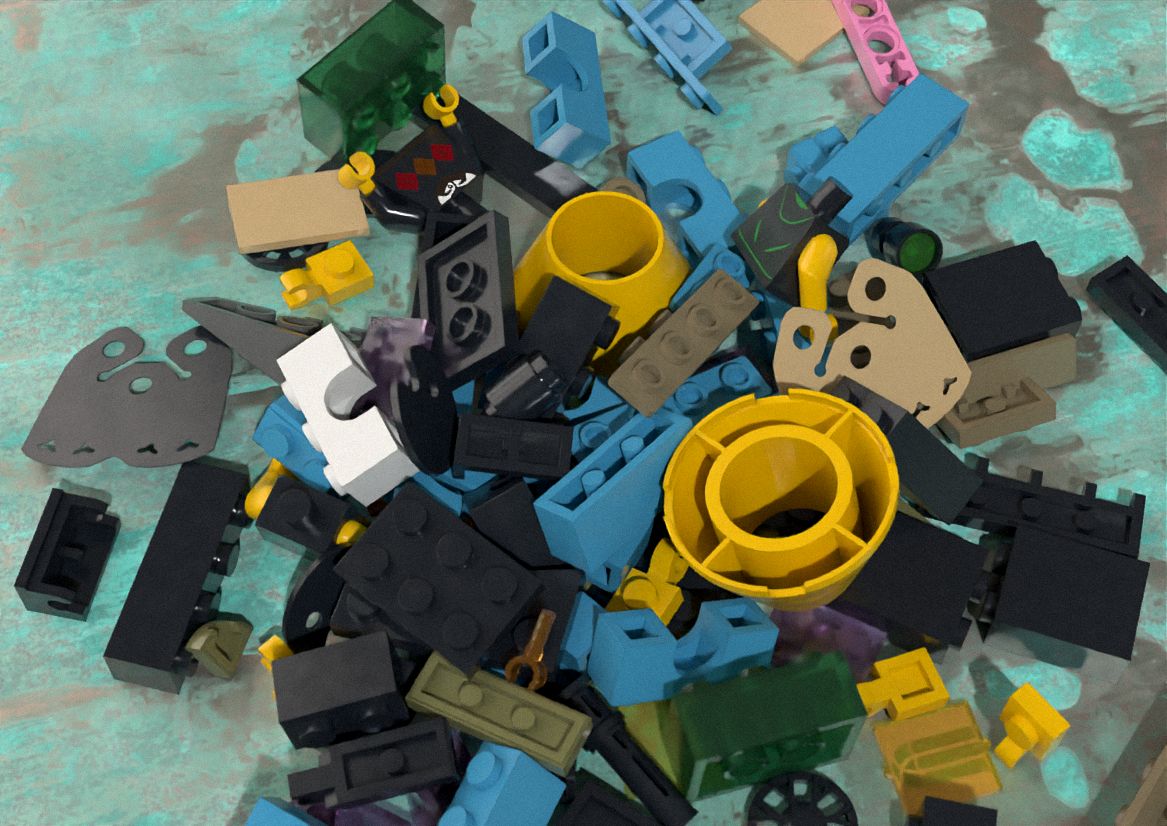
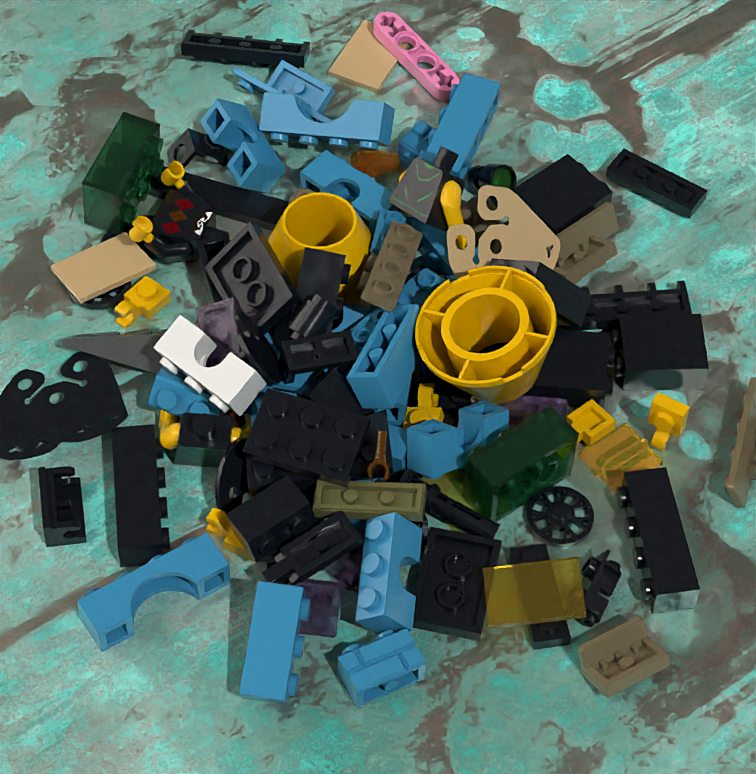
camera: 20 degrees left, 5 degrees down
(58, 751) = (192, 568): none -> dark azure arch
(220, 645) = (180, 525): olive tile -> none
(505, 72) = (197, 145): none -> black bracket
(741, 105) = (362, 124): none -> dark azure arch
(746, 169) = (375, 162): none -> clear orange cone

